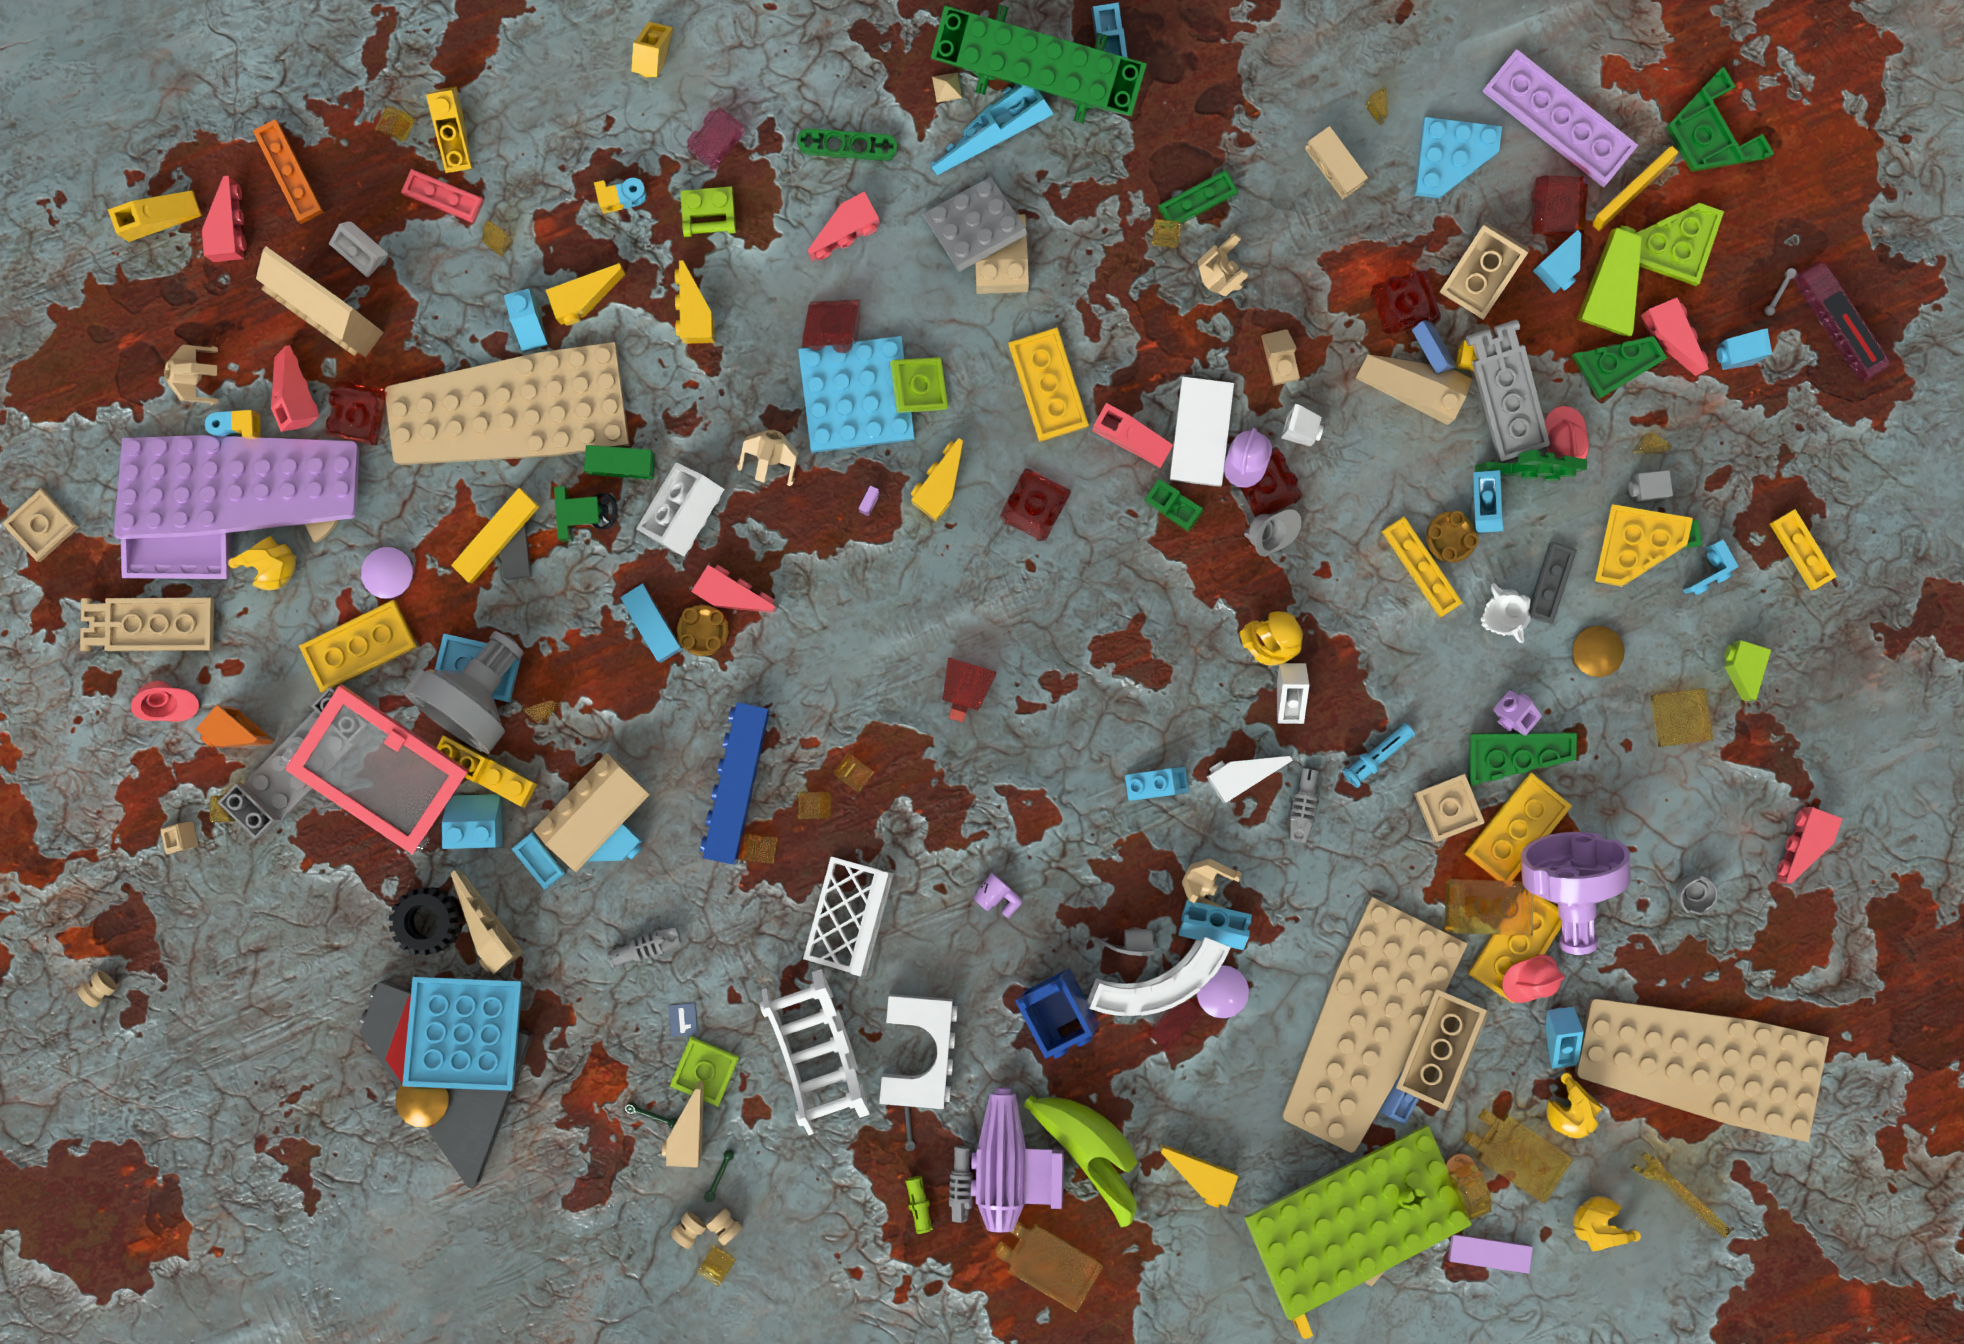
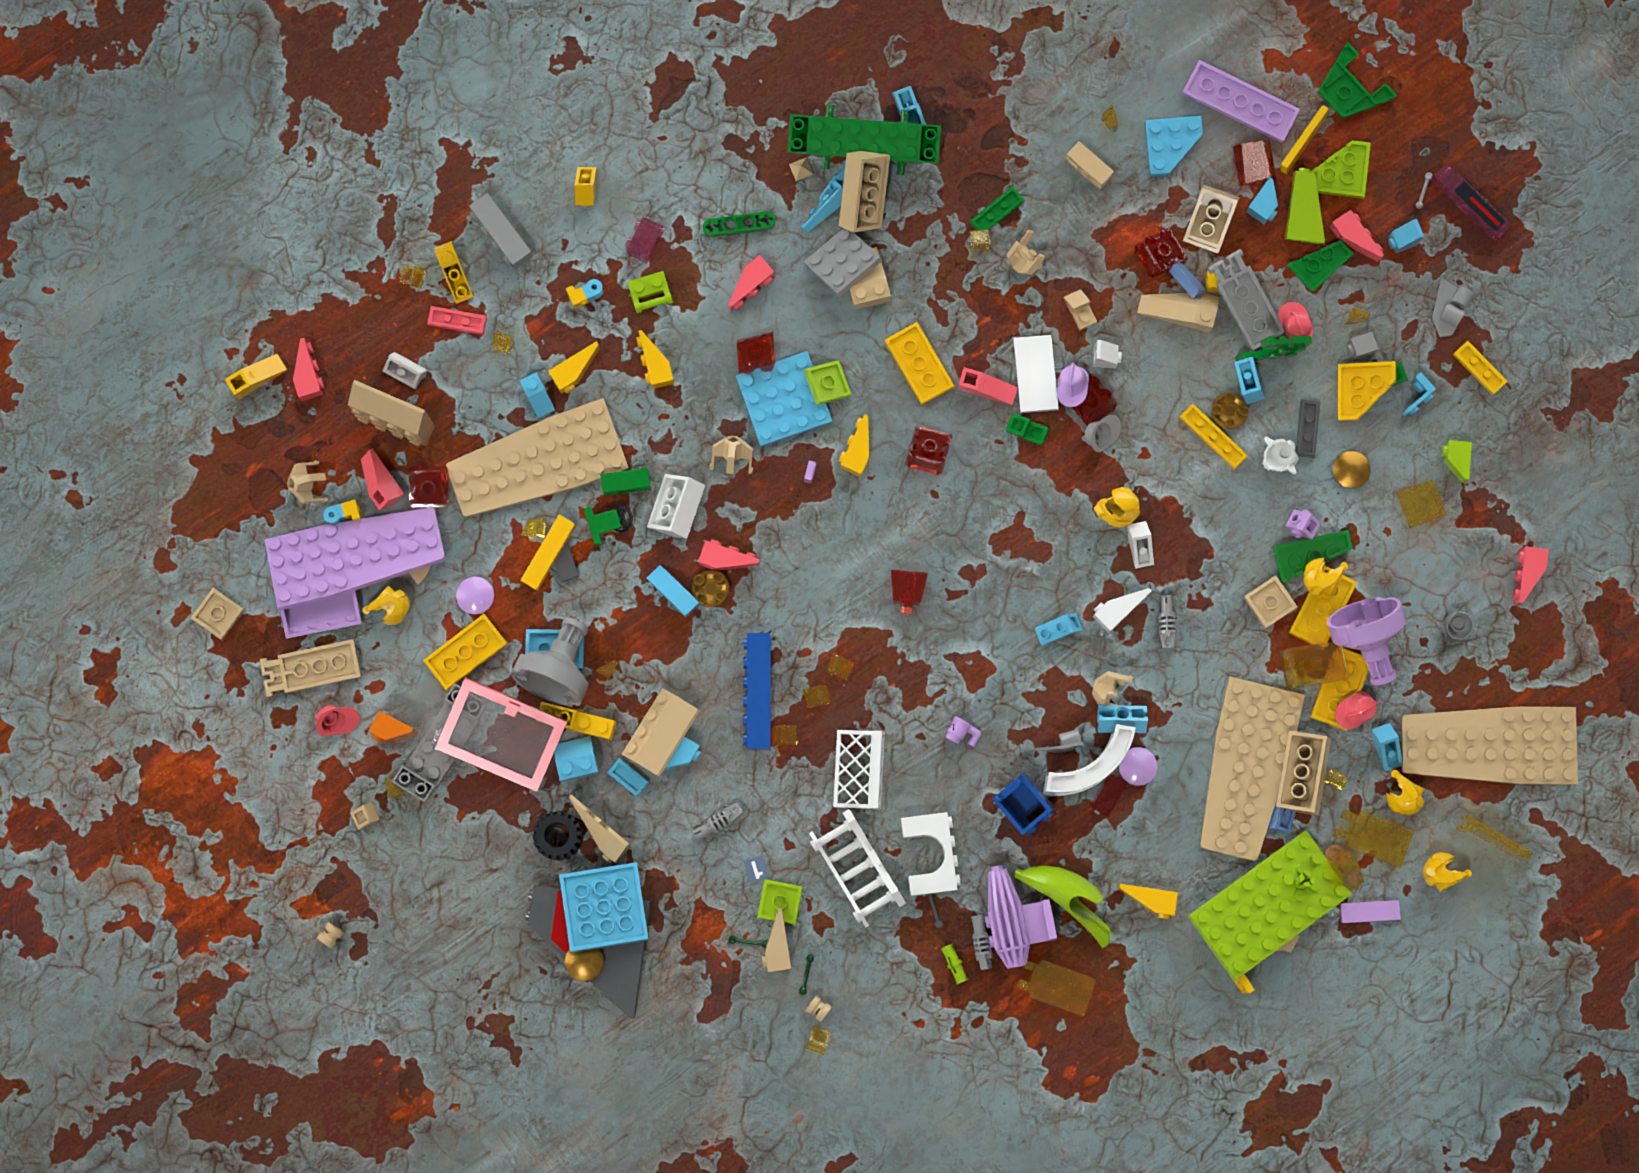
camera: 10 degrees left, 5 degrees down
(288, 171) = (343, 326): orange plate -> none
(484, 499) = (534, 528): none -> clear yellow slope
(525, 87) = (500, 230): none -> light grey brick
(688, 1230) = (793, 1016): tan wheel -> none
(1023, 132) = (864, 191): none -> tan slope
(1366, 760) = (1207, 582): medium azure pin -> none
(1485, 1065) = (1336, 779): none -> clear yellow slope
(1521, 797) = (1320, 582): none -> yellow helmet
(1780, 459) = (1450, 307): none -> light grey panel

